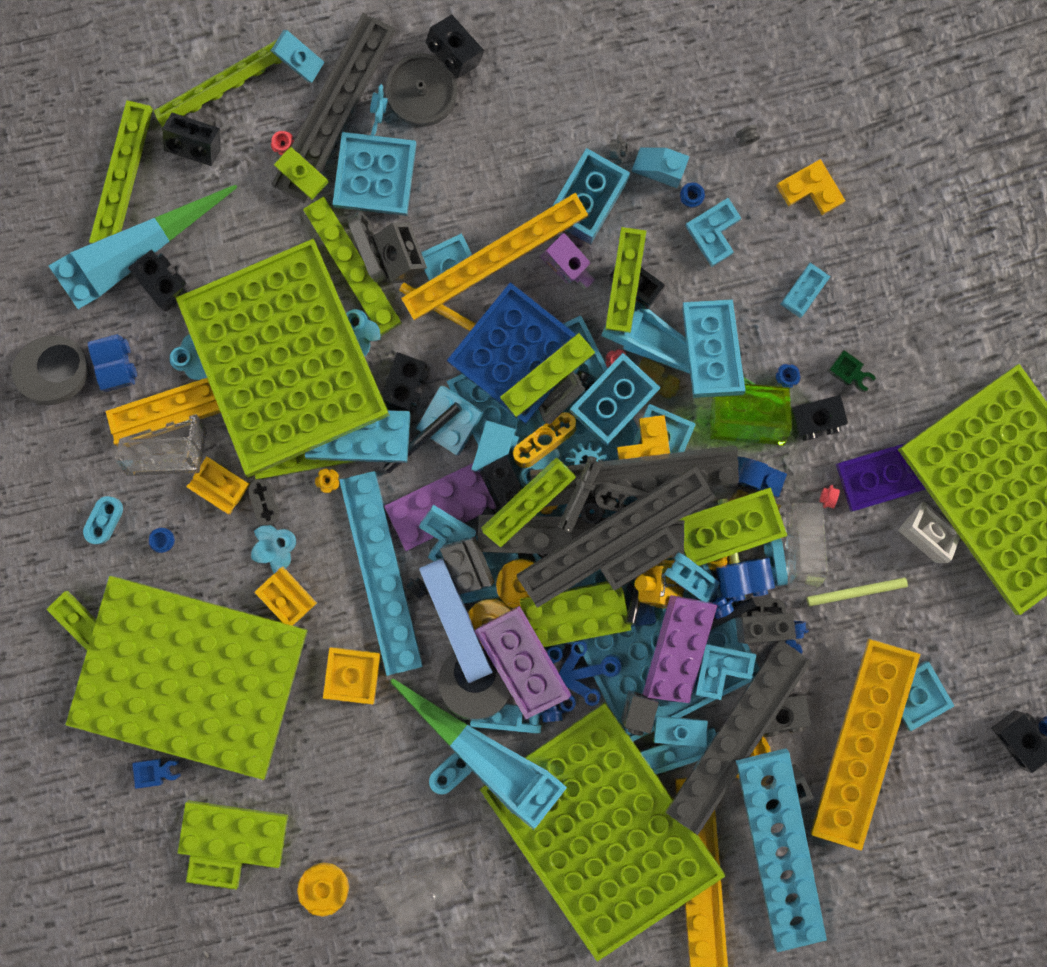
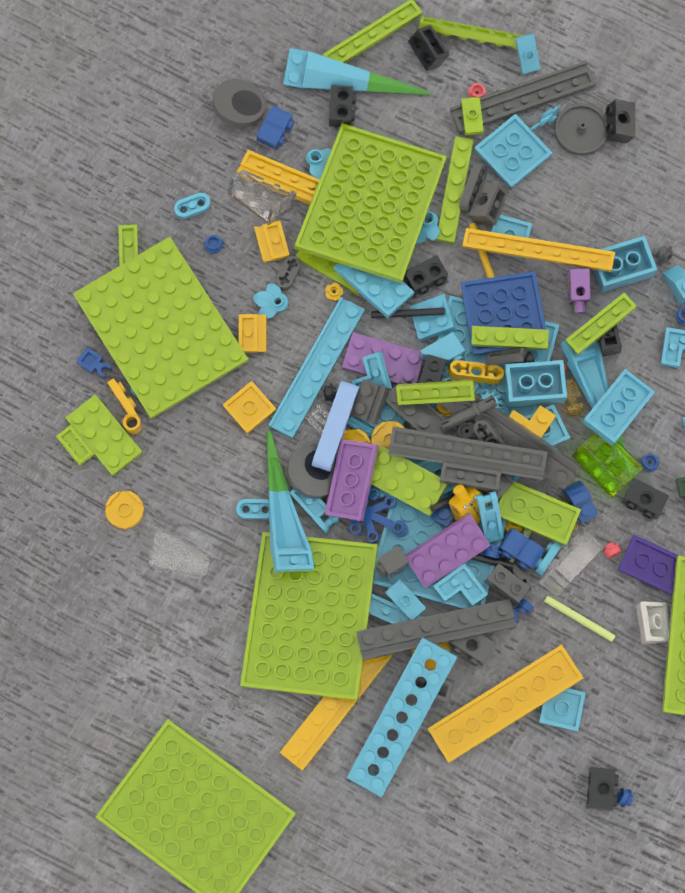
camera: 45 degrees right, 10 degrees down
(227, 784) = (128, 405): none -> yellow plate
(552, 714) = (341, 528): blue plate -> none

